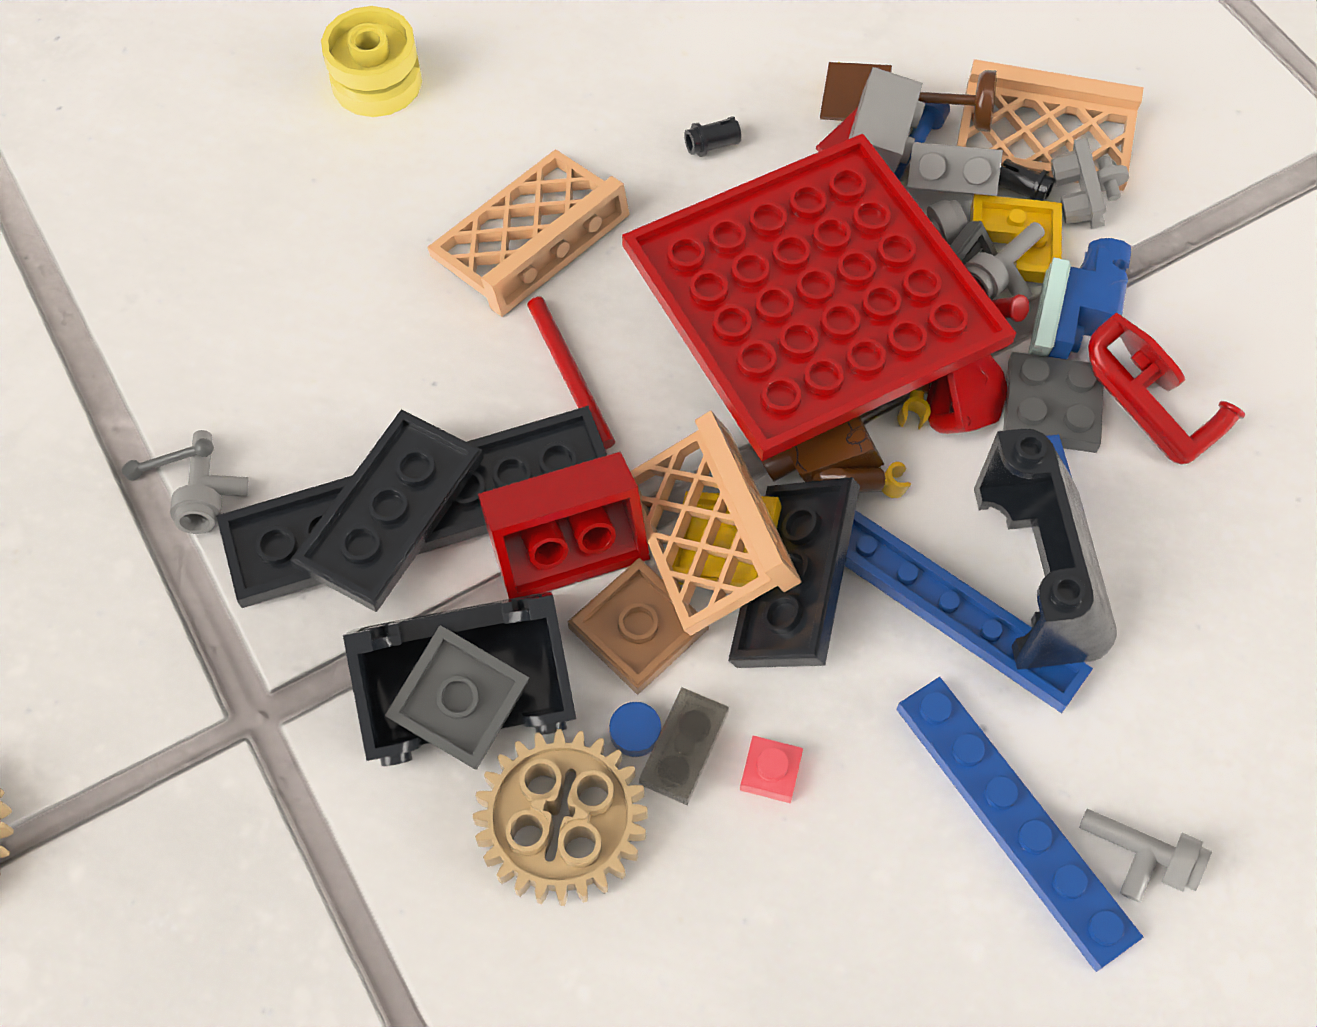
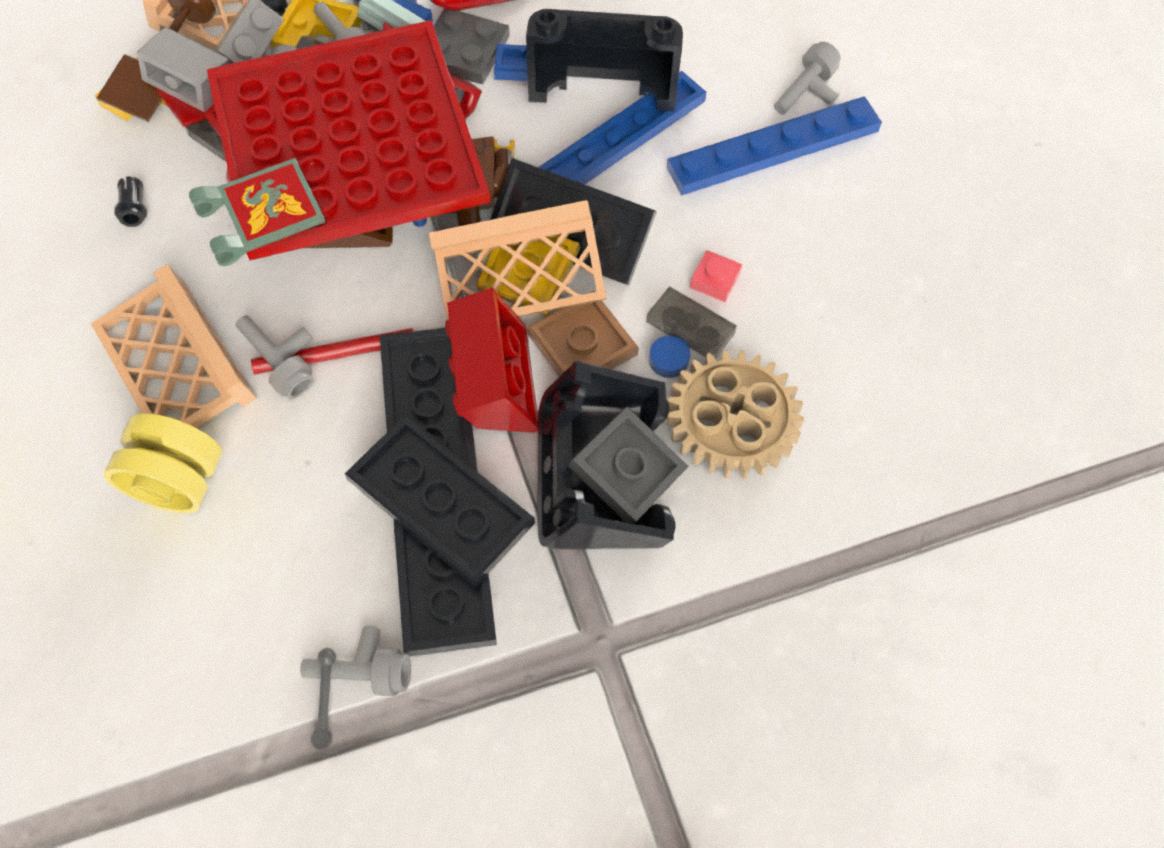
camera: 80 degrees left, 0 degrees up
(384, 248) = (163, 463): none -> light yellow wheel
(522, 335) = (291, 374): none -> light grey piece
(682, 238) = (262, 208): none -> flag

